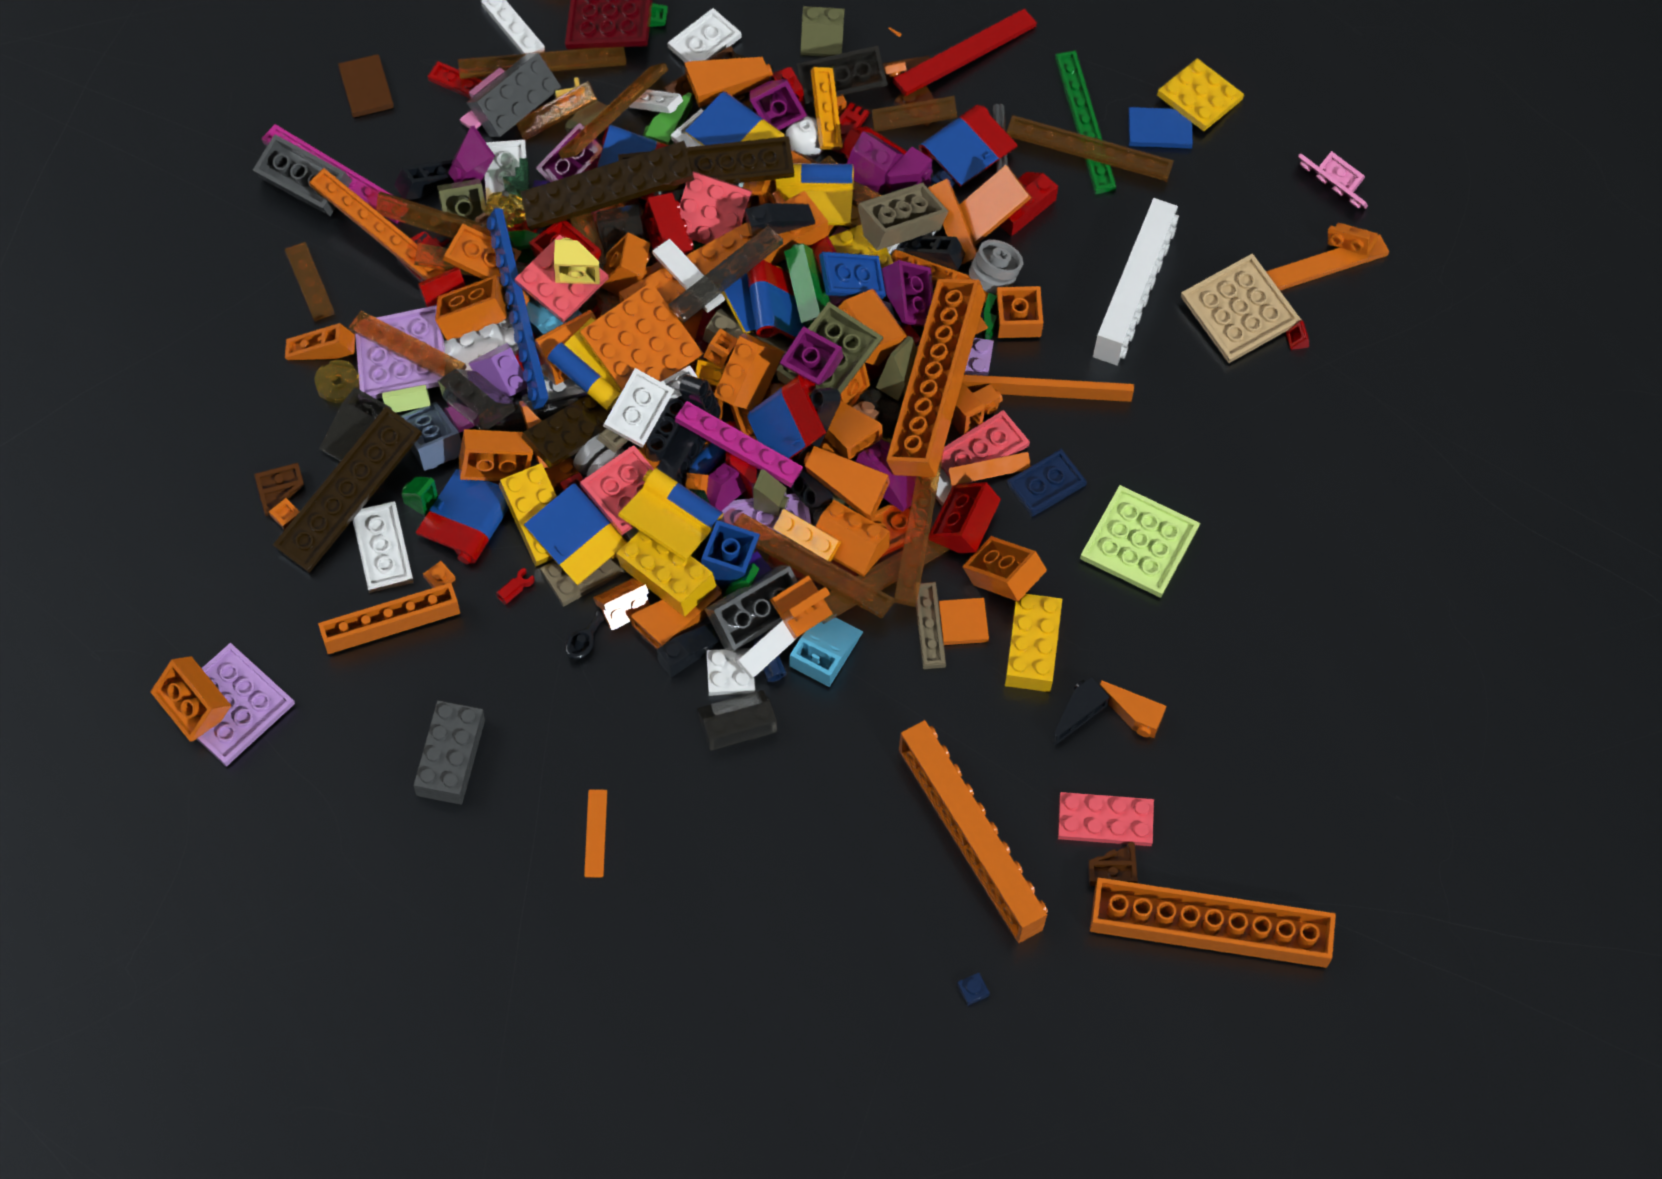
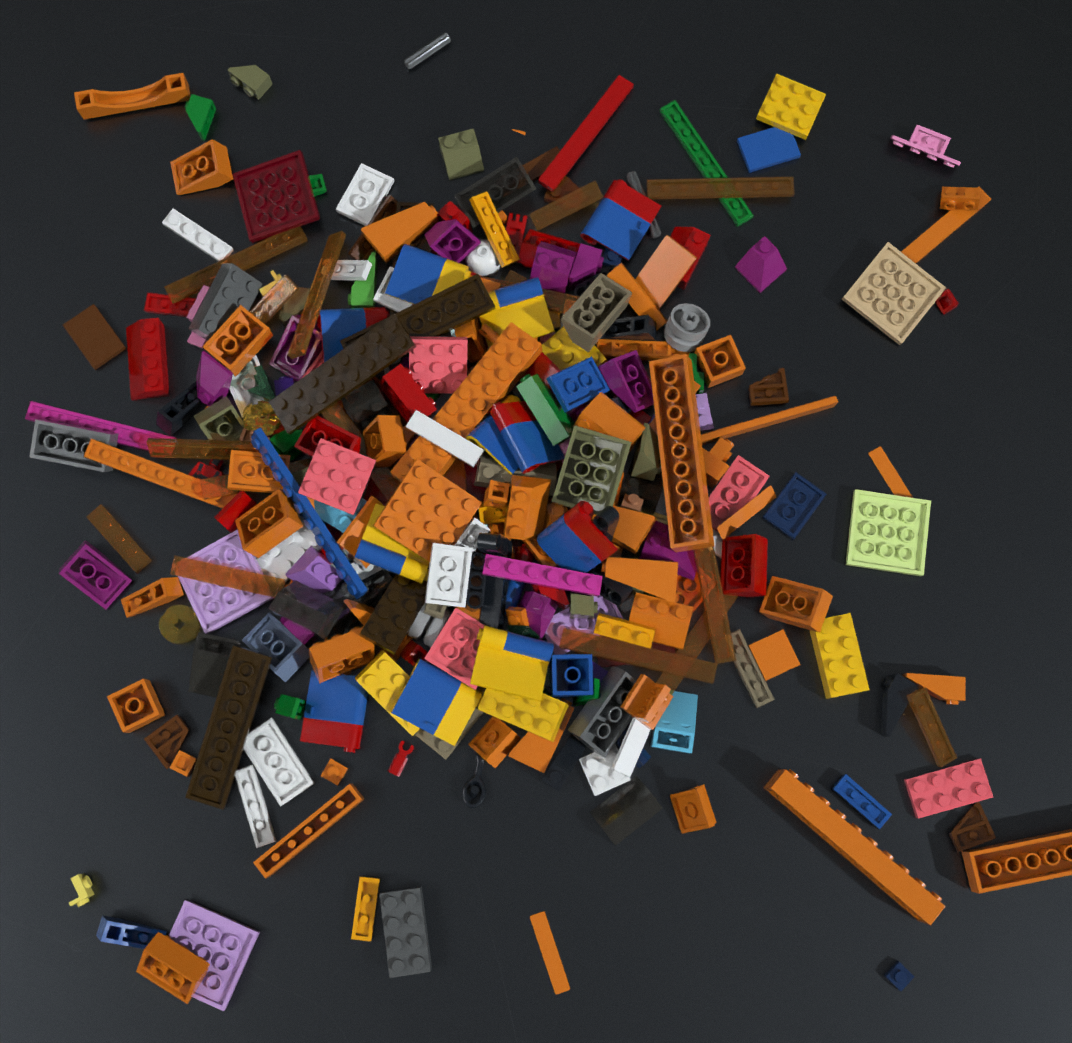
camera: 20 degrees left, 15 degrees up
(129, 601) = (83, 887): none -> light yellow bracket
(151, 649) = (126, 932): none -> blue slope
(260, 439) = (136, 705): none -> orange brick
(270, 305) = (94, 574): none -> magenta slope
(341, 578) = (255, 806): none -> white tile
(407, 398) = (244, 622): yellowish green tile -> none
(411, 122) = (147, 359): none -> red slope
(415, 718) = (365, 908): none -> light orange plate
(514, 128) = (238, 340): none -> orange slope
(574, 263) = (345, 467): light yellow slope -> none
(725, 274) = (477, 429): clear smoke plate -> none
(778, 217) = (501, 359): black slope -> none
(811, 738) = (693, 809): none -> orange bracket
(812, 356) = (582, 487): magenta slope -> none
(894, 68) = (535, 169): orange plate -> none
(1001, 797) = (861, 801): none -> blue plate
(1064, 360) = (769, 390): none -> reddish brown wing
(1105, 235) = (761, 265): none -> magenta slope
(1109, 746) = (931, 727): none -> clear orange tile
(1136, 282) = (804, 300): white brick -> none
(1166, 483) = (889, 473): none -> orange sticker

